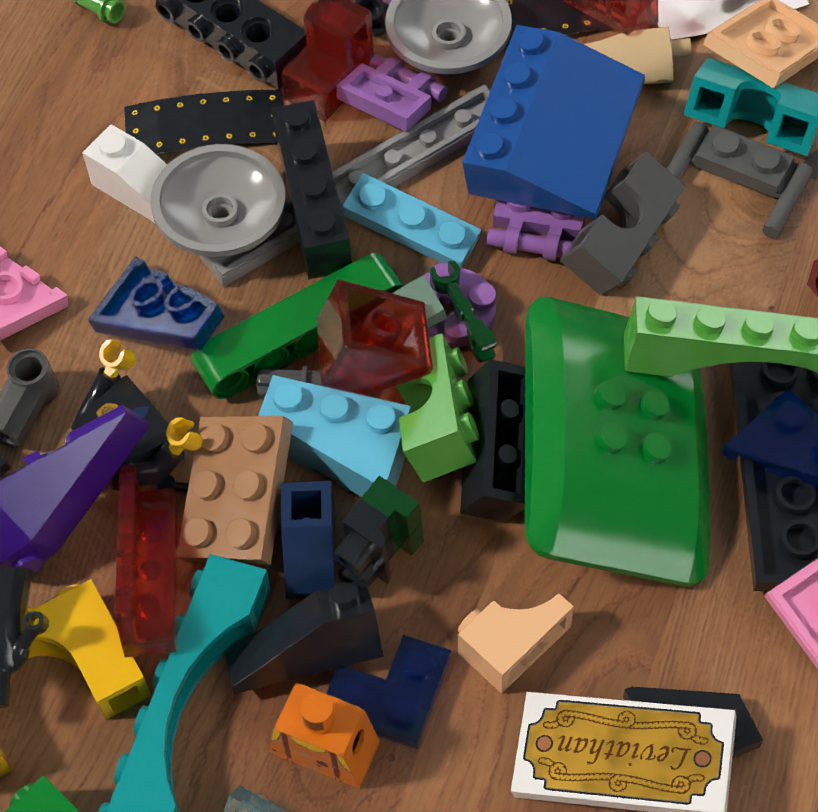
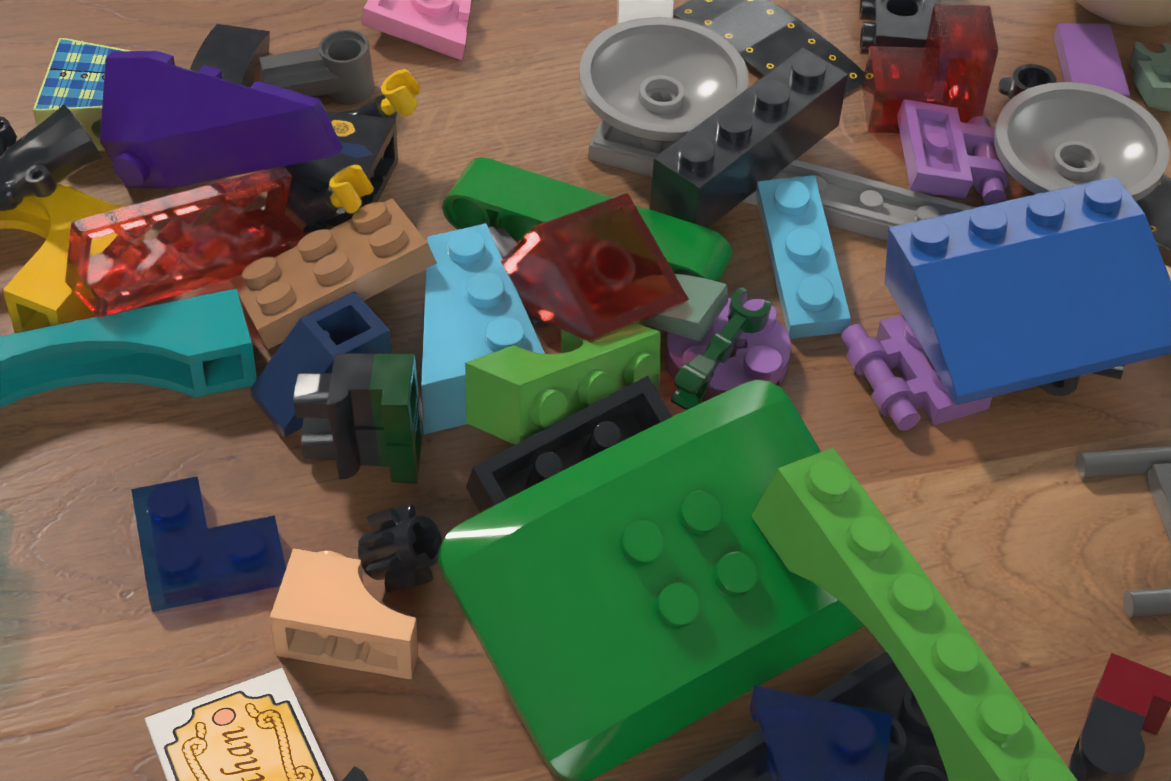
camera: 50 degrees right, 10 degrees down
(156, 310) = (499, 108): clear blue wing -> none
(314, 636) = (217, 437): black slope -> none
(320, 735) = (91, 474): orange torso -> none
(486, 575) = (399, 548): none -> black gear
(644, 199) = (1038, 441): dark grey arch -> none

